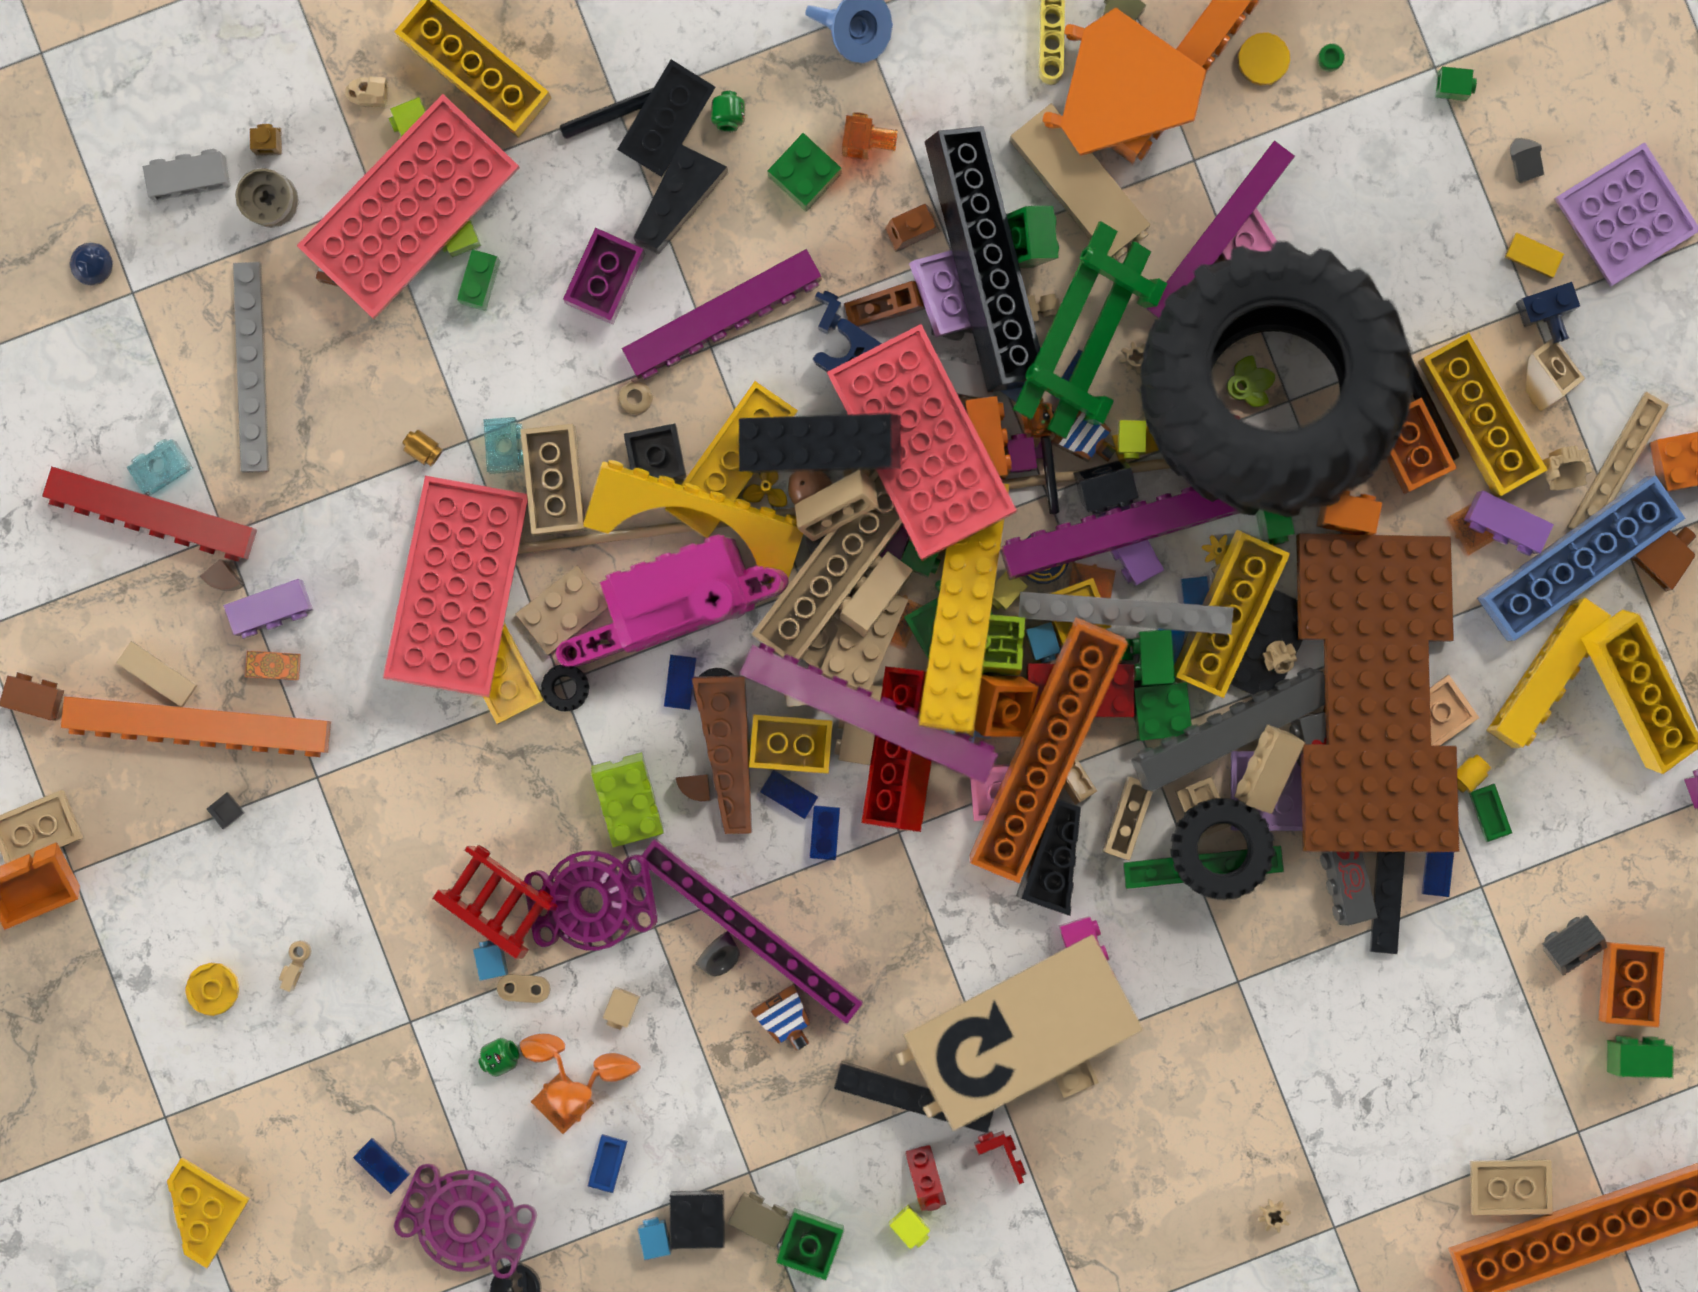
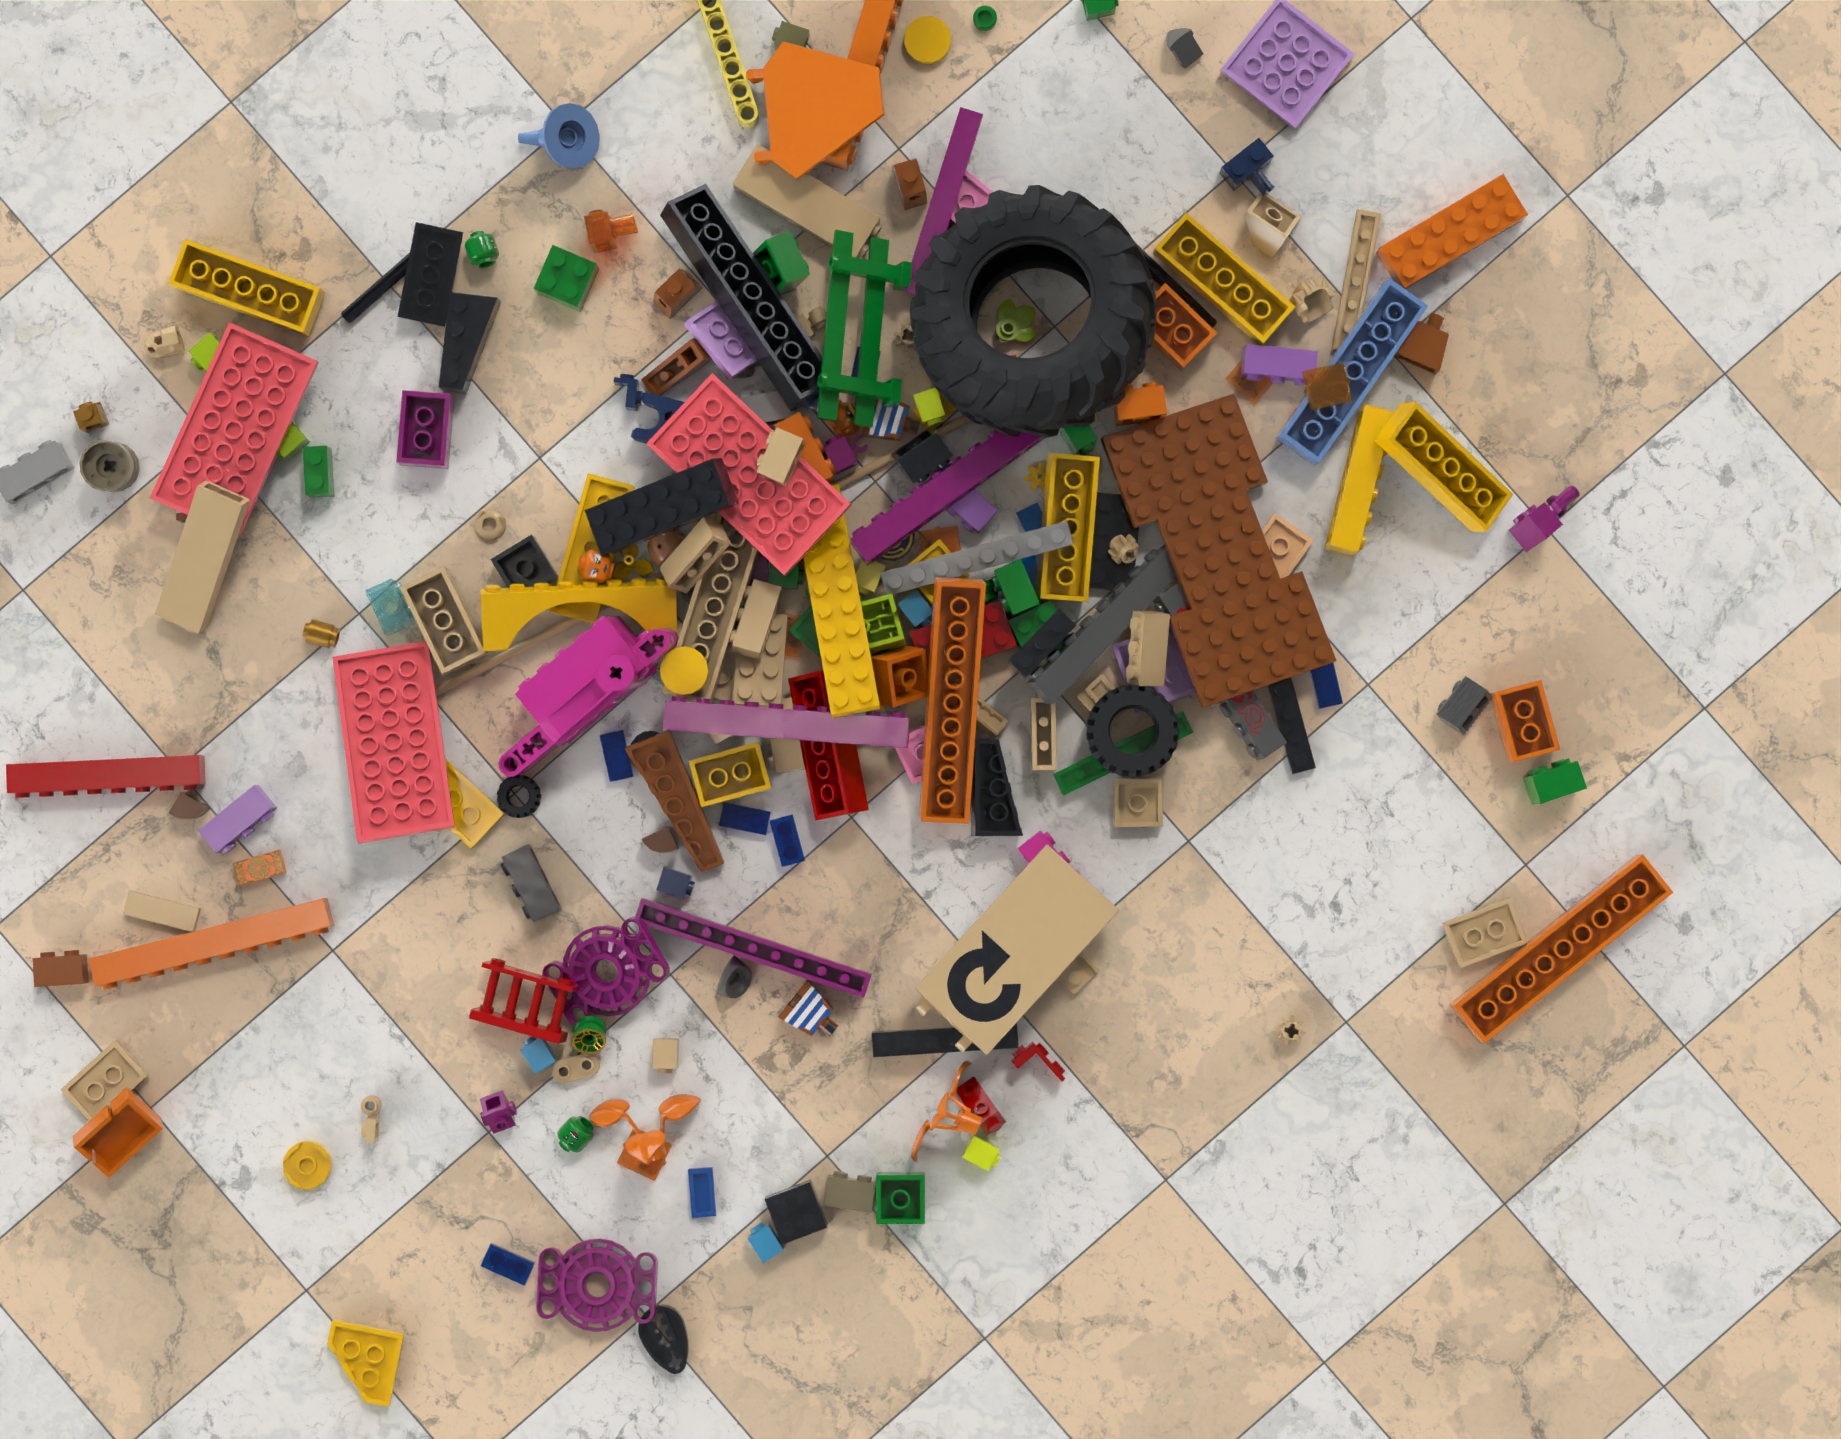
camera: 20 degrees left, 0 degrees up
(174, 466) = (112, 724): clear light blue brick -> none
(225, 810) = (263, 1007): black tile -> none
(251, 367) = (150, 625): light grey plate -> none
(328, 325) = (202, 557): none -> tan brick
(427, 1005) = (498, 1112): none -> magenta brick
(544, 782) = (530, 883): none -> black brick
(549, 960) = (589, 1035): none -> green wheel
(562, 610) = (492, 730): tan plate -> none
(627, 800) = (607, 873): lime piece -> none
(694, 835) = (675, 883): none -> dark blue brick
(721, 314) = (539, 426): magenta brick -> none
(729, 480) = (595, 567): none -> orange head
(782, 620) = (684, 670): none -> yellow tile
(904, 1188) = (964, 1120): none -> orange plant
(961, 435) = (780, 456): none -> tan brick
(1049, 471) = (870, 463): black bar -> none
(1161, 725) = (1041, 643): none -> black brick
(1193, 200) = (910, 183): none -> dark orange torso
(1200, 924) = (1138, 802): none -> tan plate
(1472, 773) = (1324, 590): yellow brick -> none
(1490, 812) = (1352, 618): green tile -> none
(1534, 255) = (1220, 126): yellow tile -> none
(1551, 564) = (1327, 386): none -> clear orange piece

